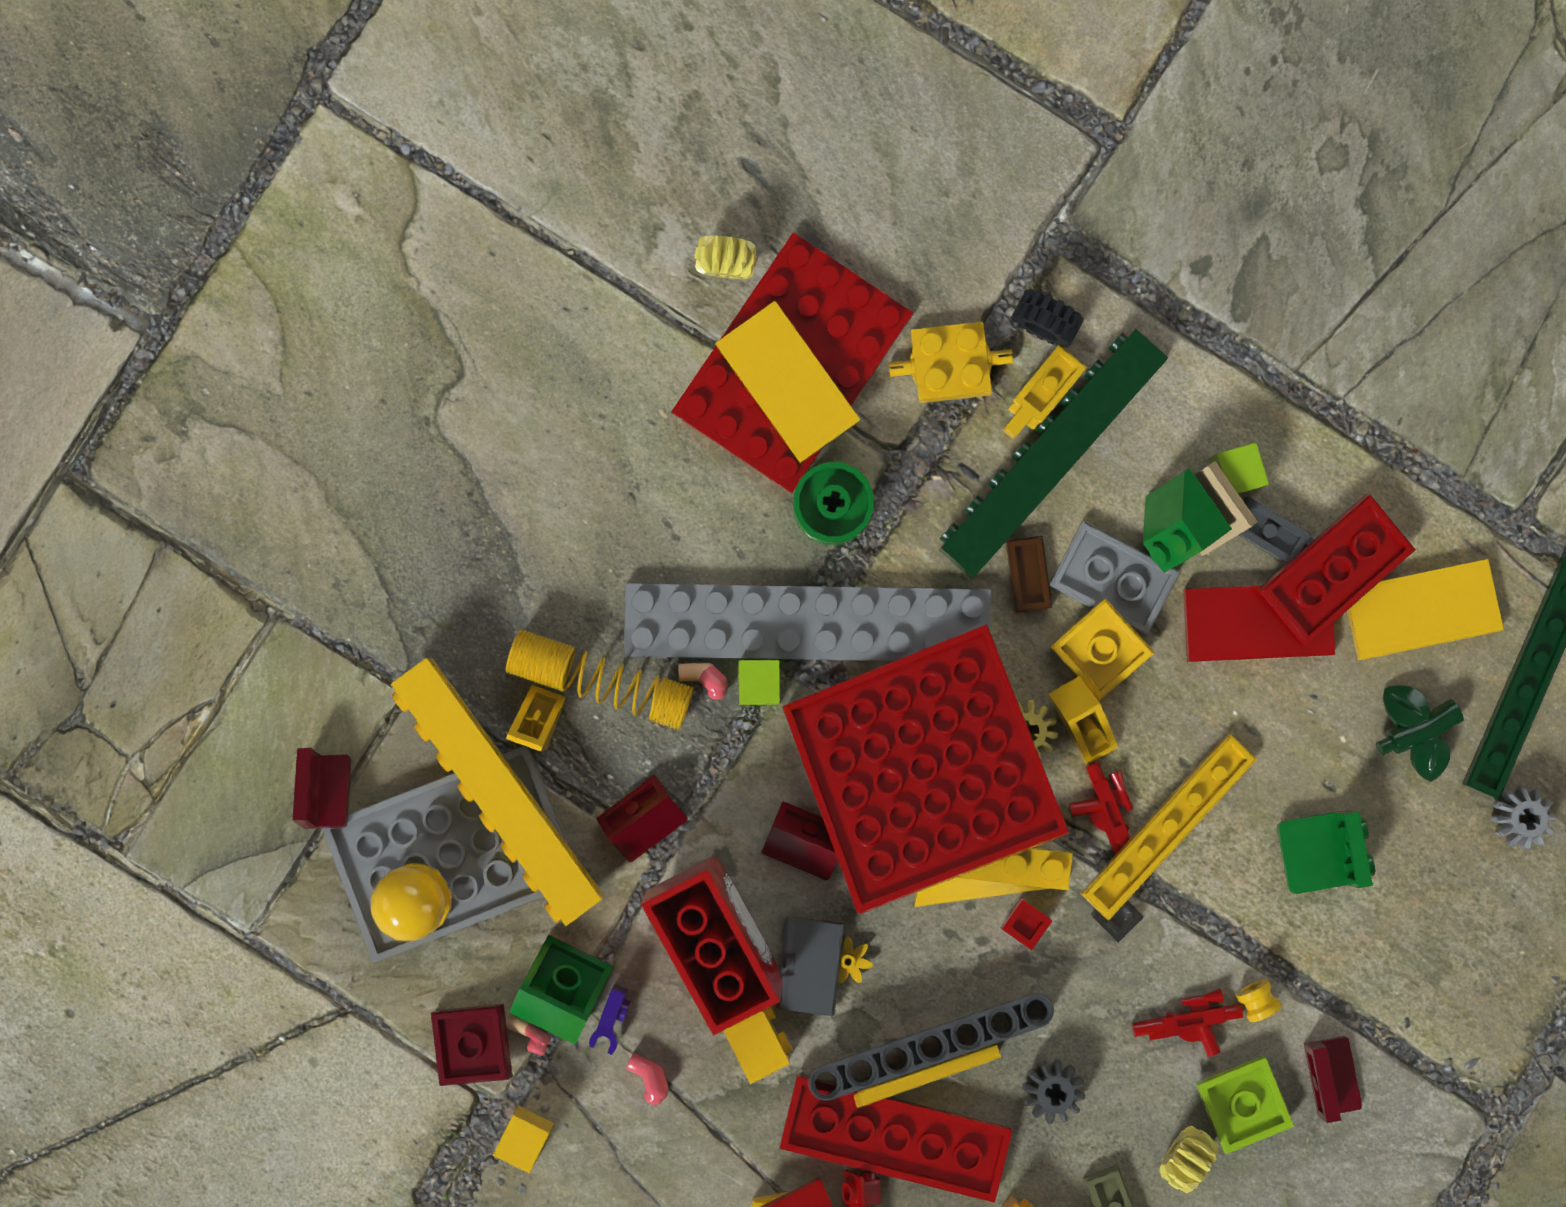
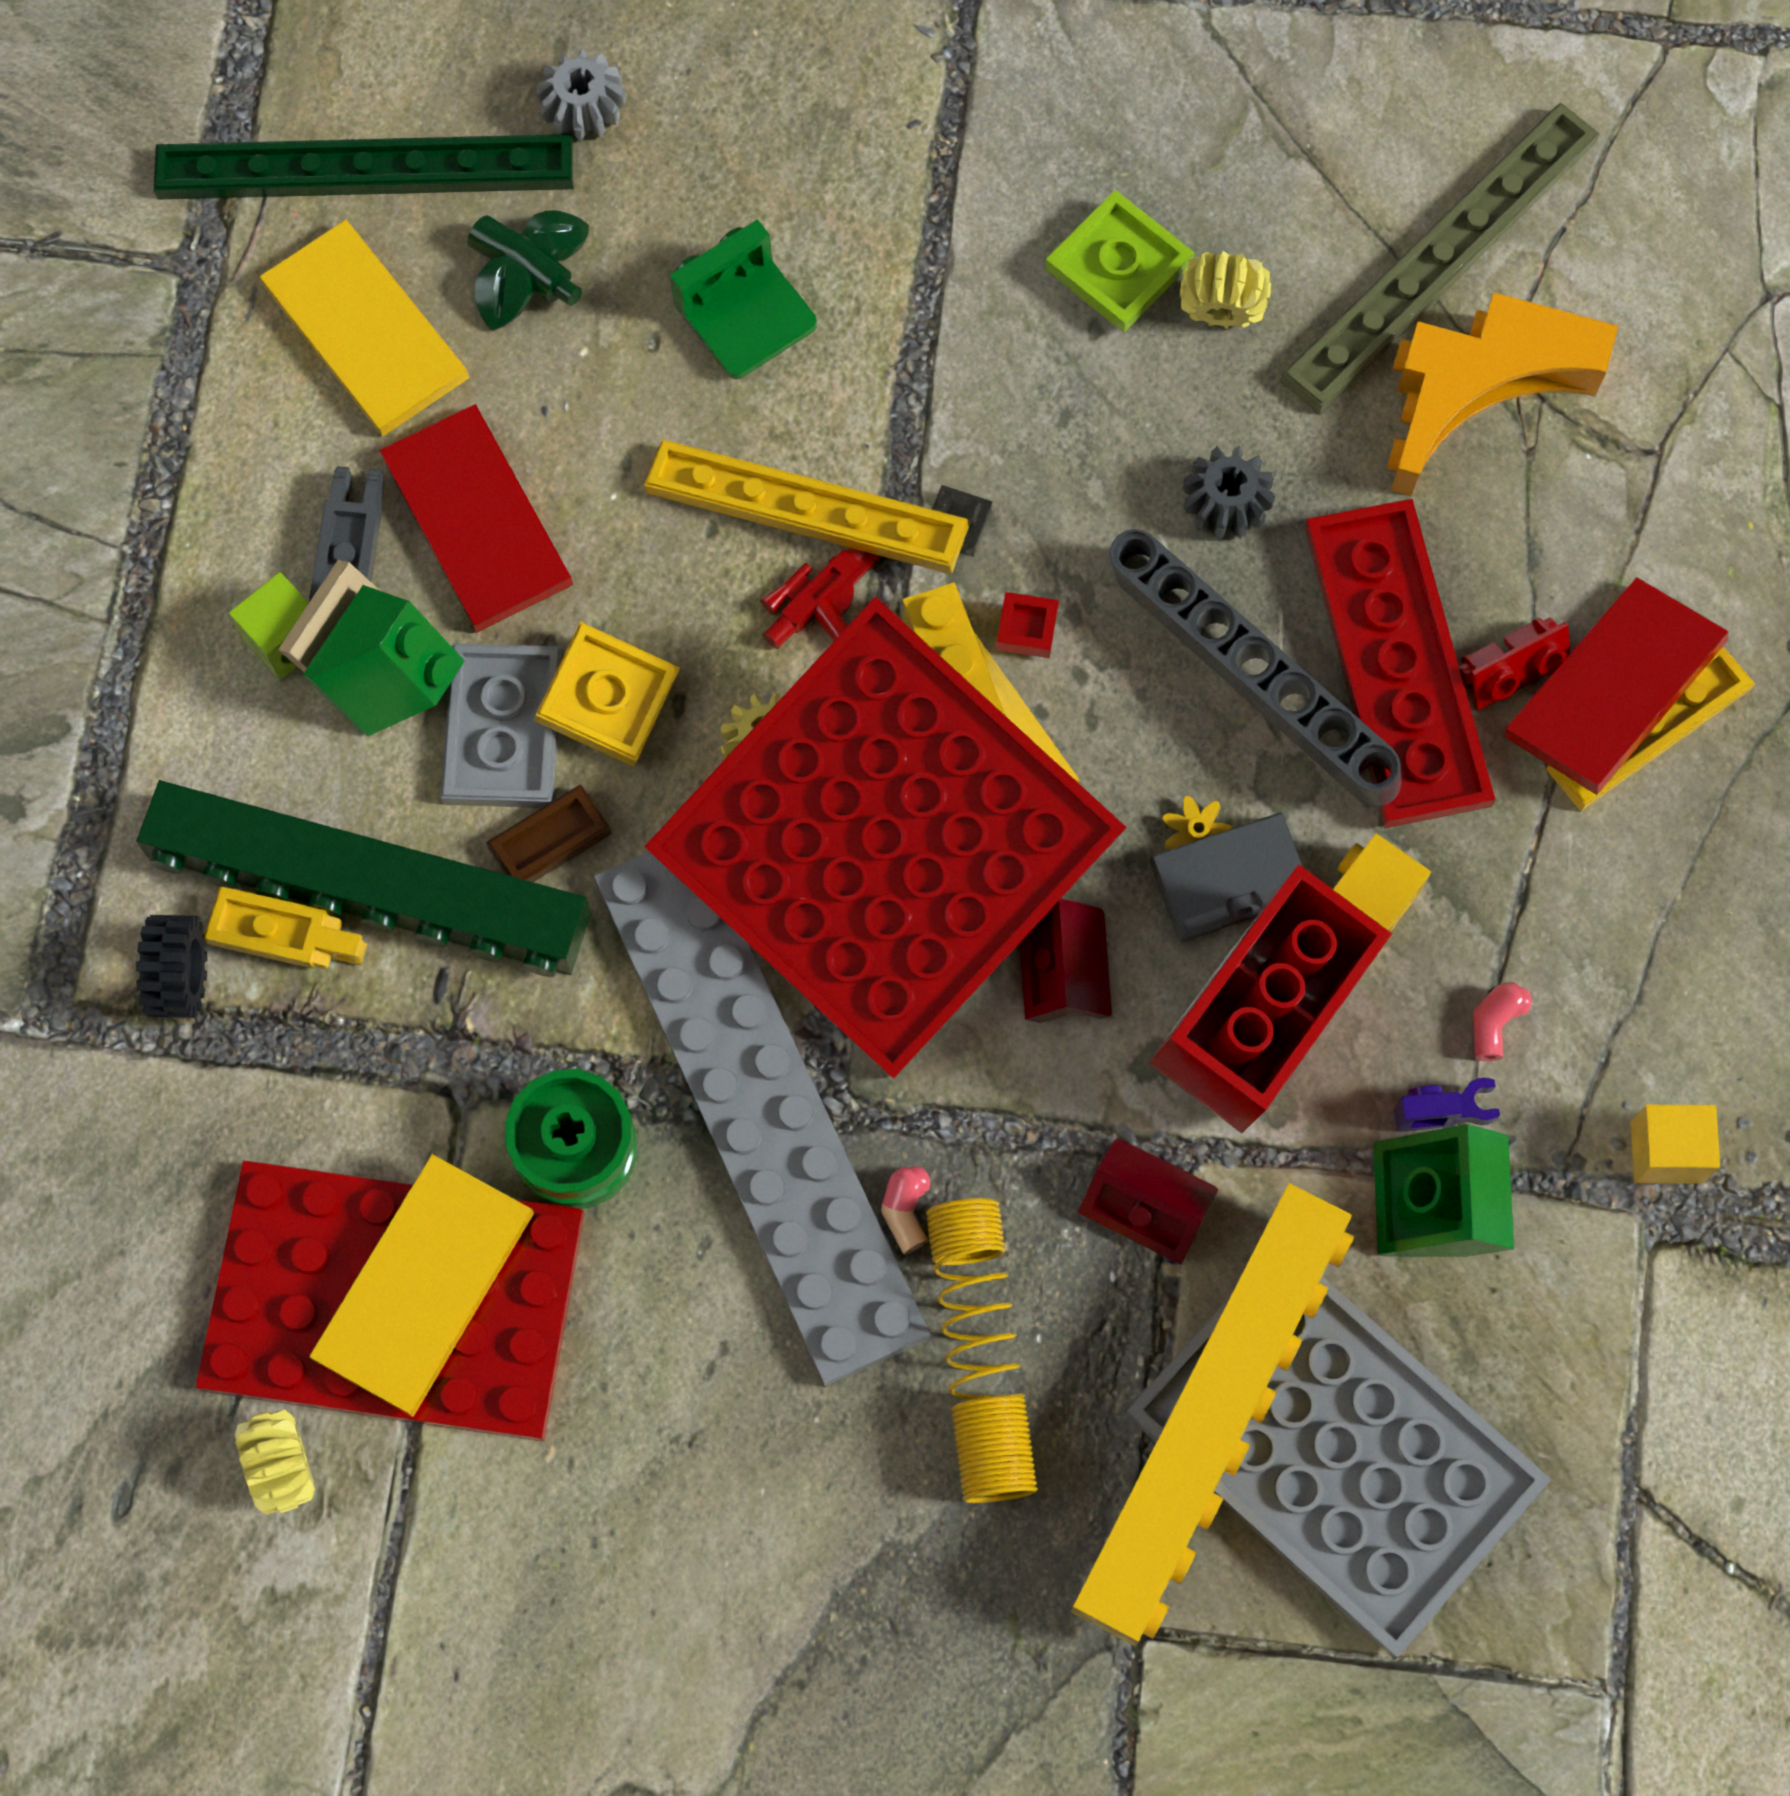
camera: 115 degrees left, 15 degrees down
(321, 790) = (1344, 1679): dark red panel -> none
(411, 902) = (1435, 1457): yellow tile -> none
(471, 1044) = (1587, 1284): dark red tile -> none
(536, 718) = (1082, 1415): yellow slope -> none
(538, 1037) = (1526, 1192): coral arm -> none
(759, 682) = (874, 1122): lime piece -> none
(926, 1075) = (1300, 652): yellow tile -> none
(950, 362) = (293, 1077): yellow plate -> none
(1083, 719) = (714, 674): yellow slope -> none
(1193, 1024) = (1049, 367): red piece -> none
(1258, 1000) = (977, 299): yellow wheel -> none
(1333, 1077) = (1030, 176): dark red panel -> none
(1336, 569) = (359, 447): red tile -> none

